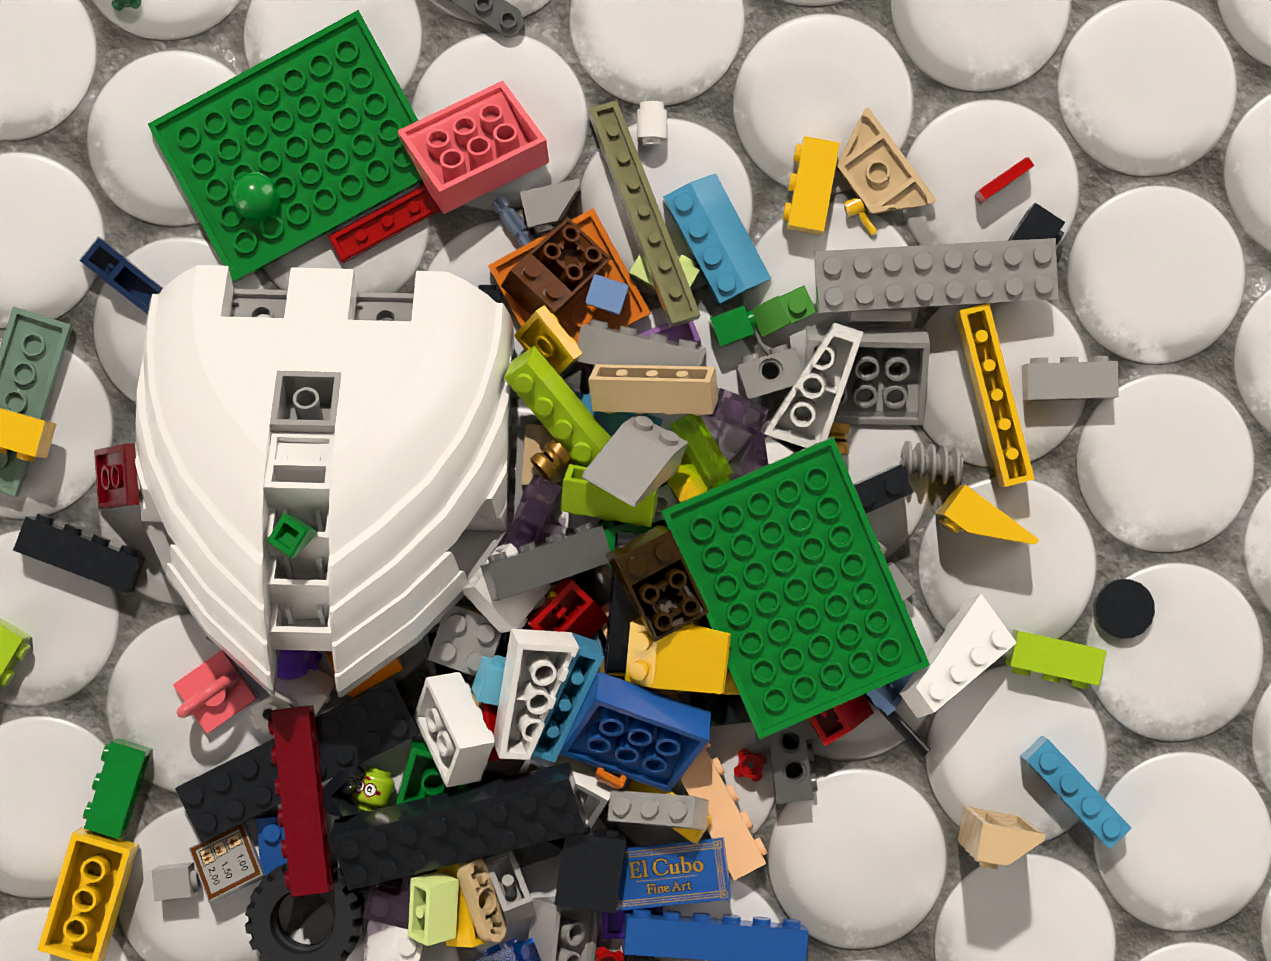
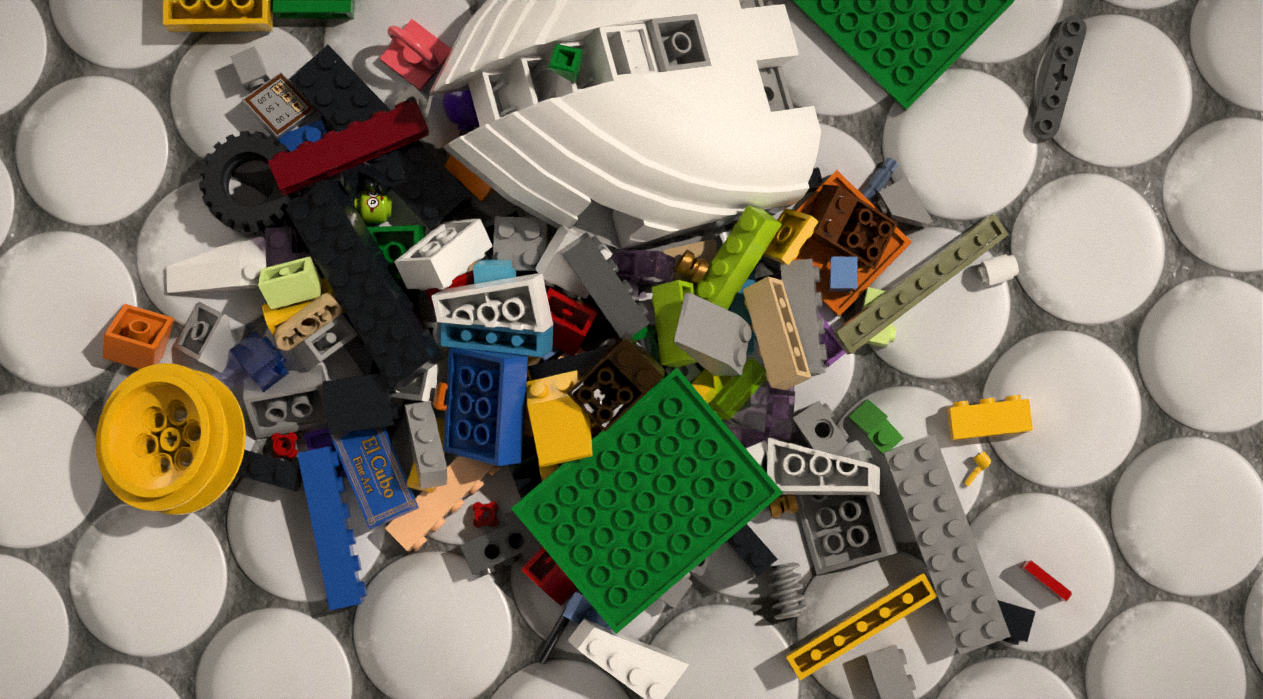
camera: 75 degrees right, 5 degrees down
(383, 224) = (847, 78): red tile -> none
(474, 146) = (931, 128): coral slope -> none
(716, 238) = (919, 353): dark azure slope -> none
(733, 326) = (850, 388): green brick -> none
(880, 171) = (1020, 472): tan wing -> none
(880, 316) = (897, 509): white tile -> none
(972, 514) = (753, 640): yellow slope -> none

